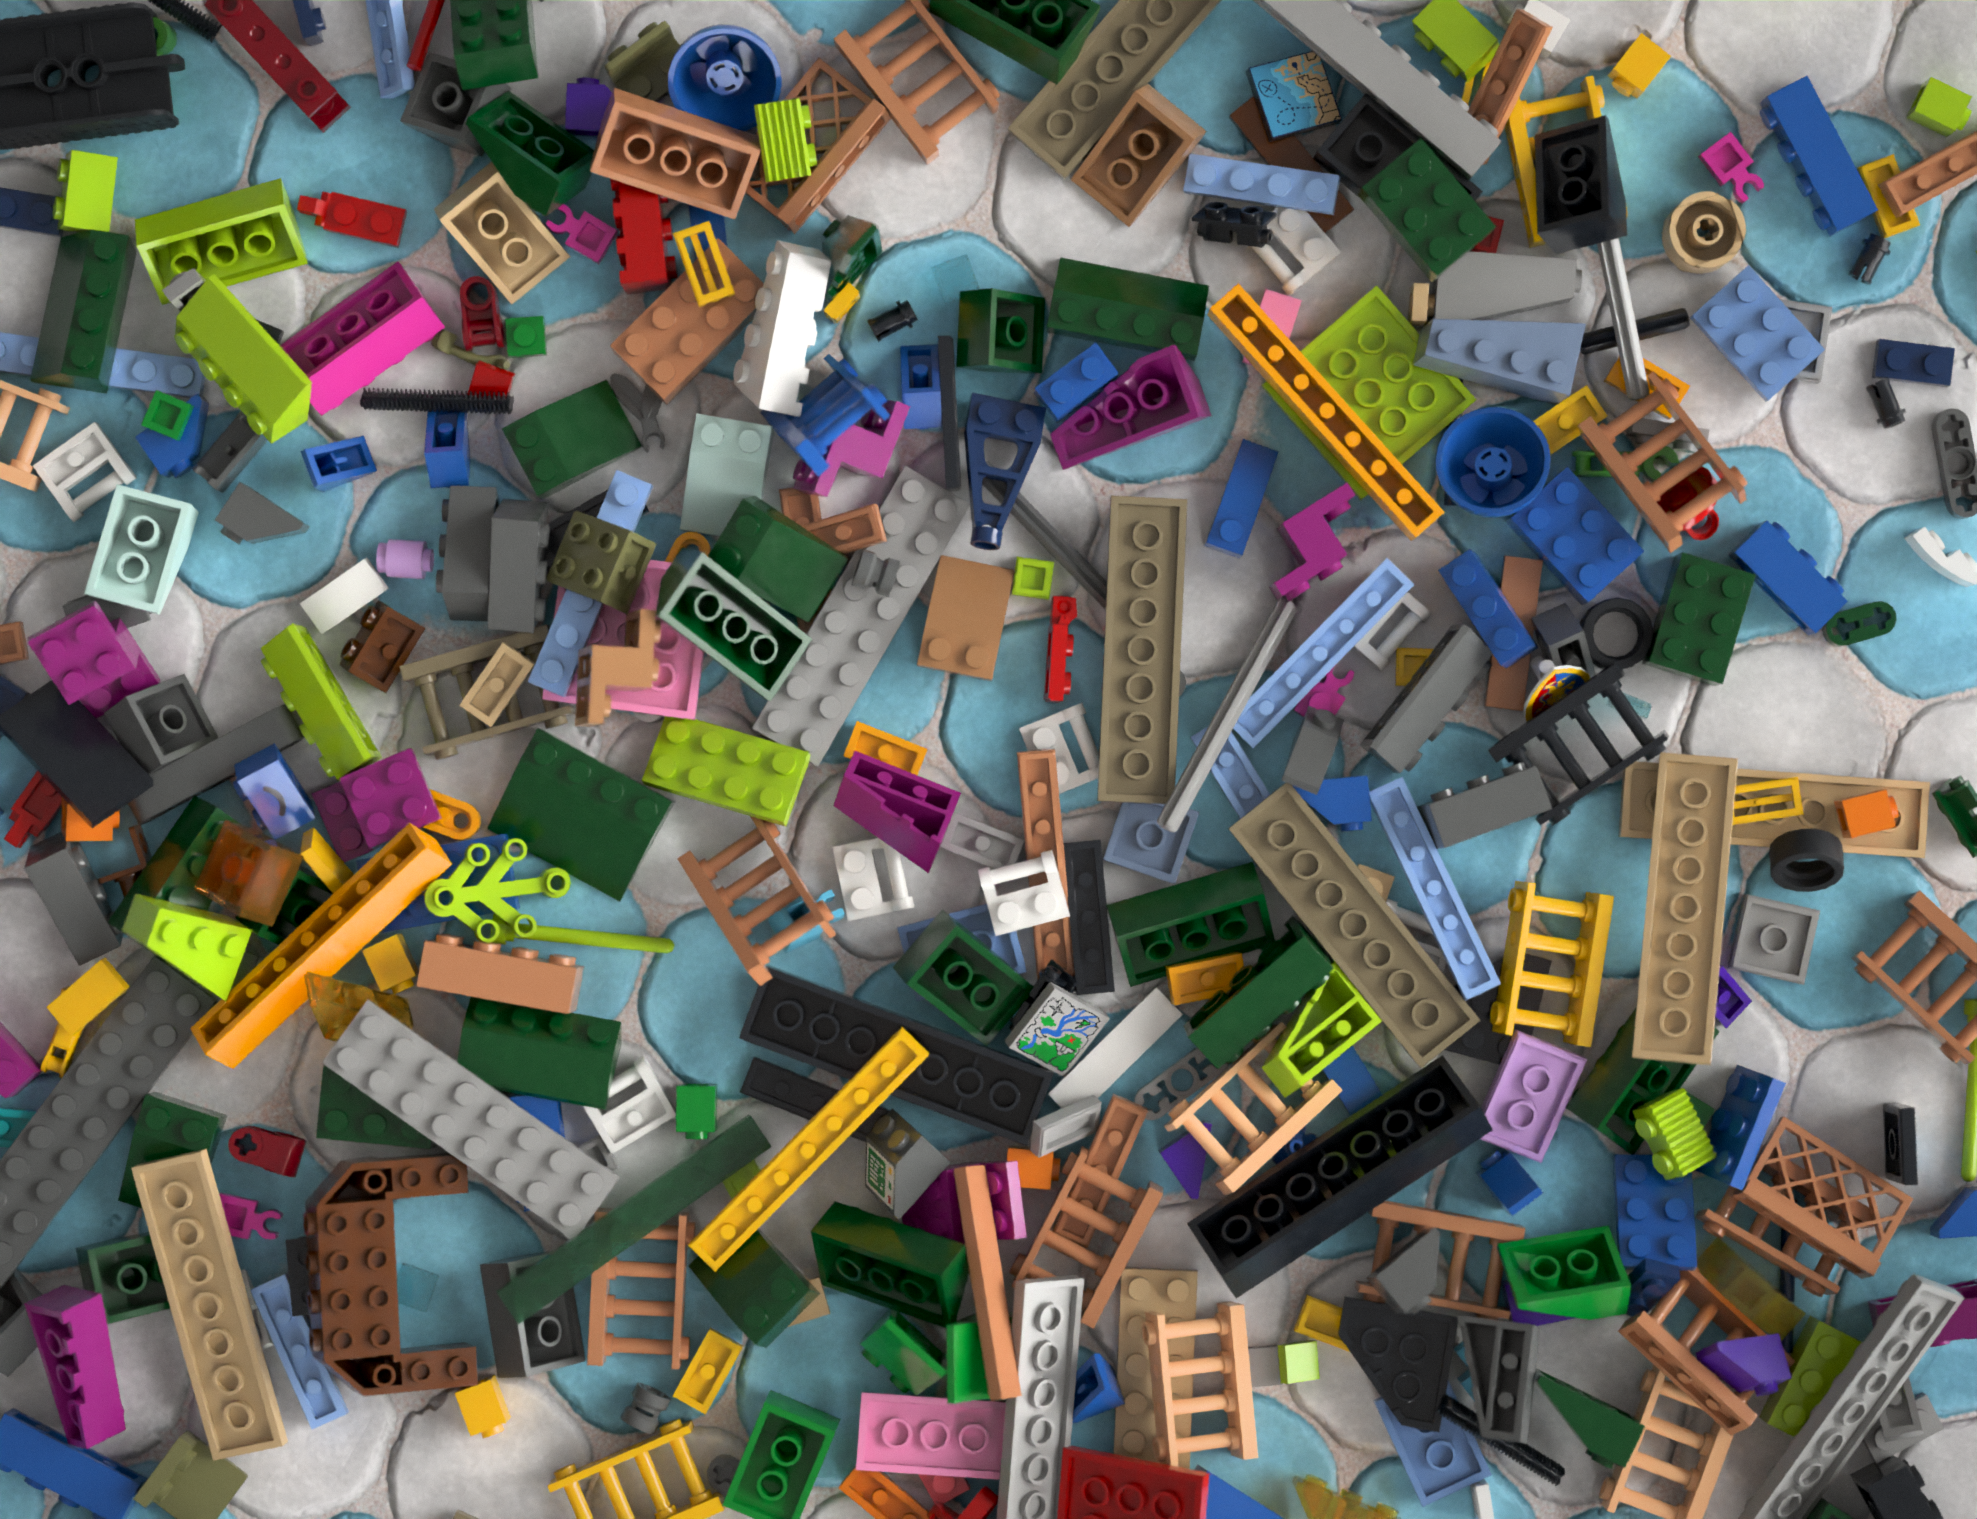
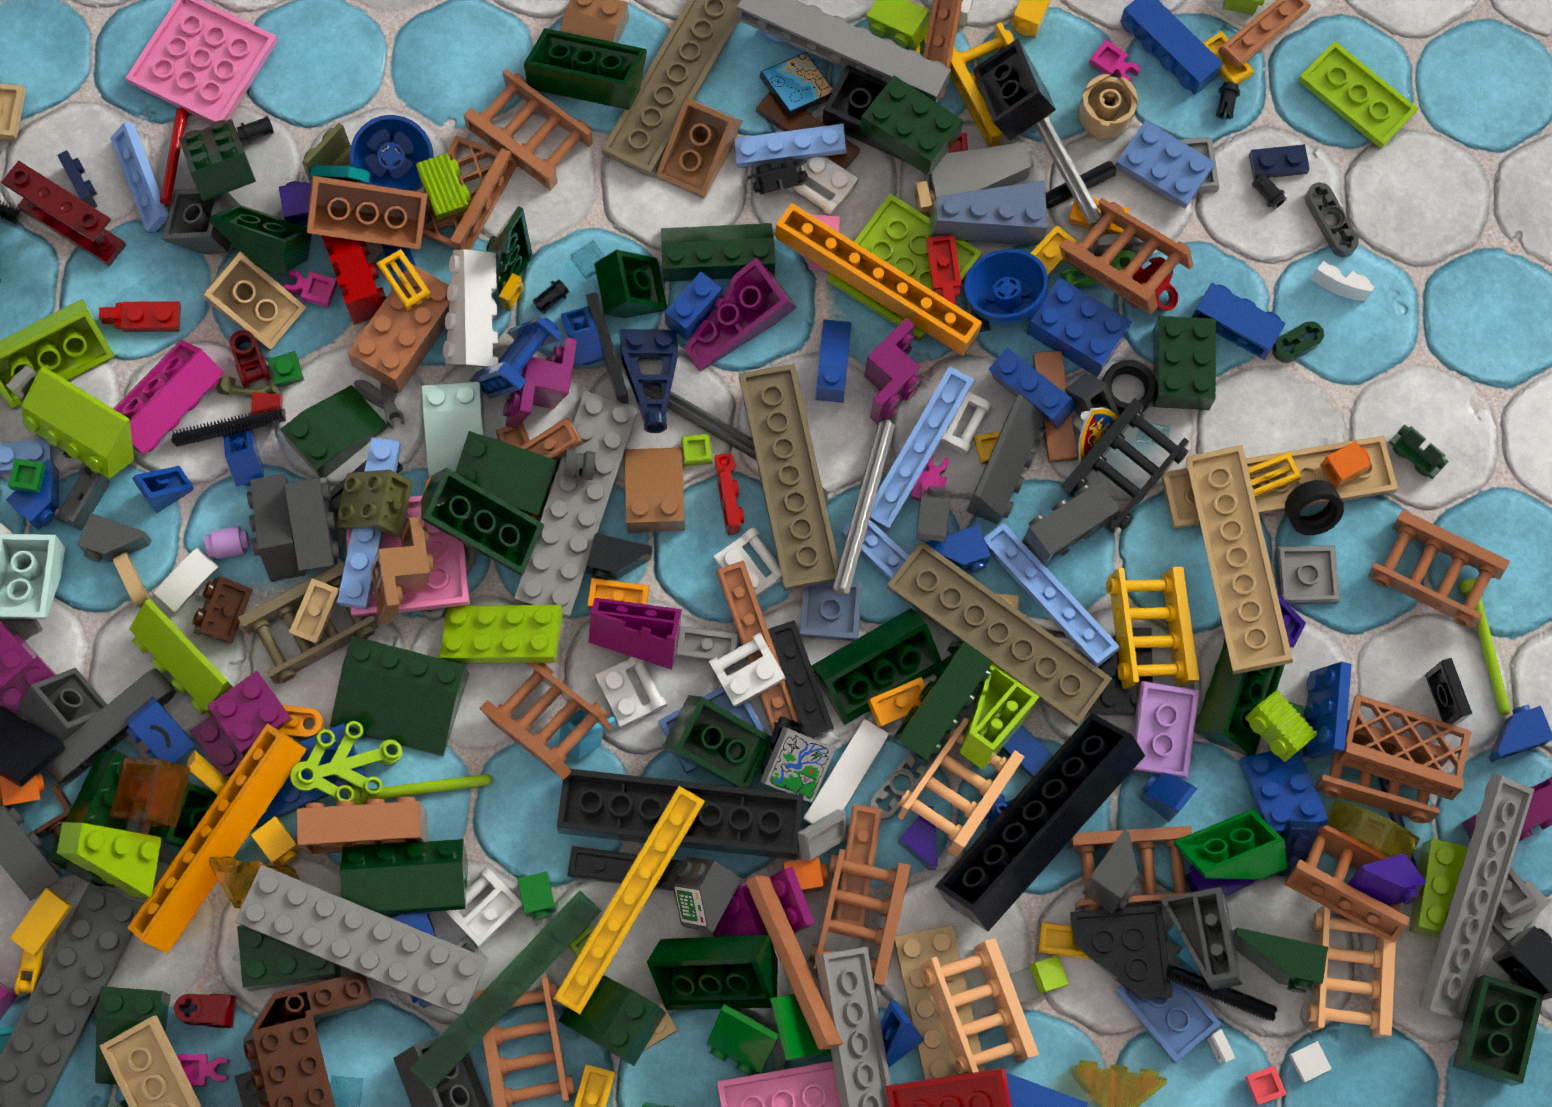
camera: 15 degrees left, 15 degrees down
(274, 577) = (131, 579): none -> tan beam
(651, 92) = (344, 173): none -> teal tile
(892, 700) = (615, 557): none -> black slope
(1418, 416) = (944, 266): none -> red hinge

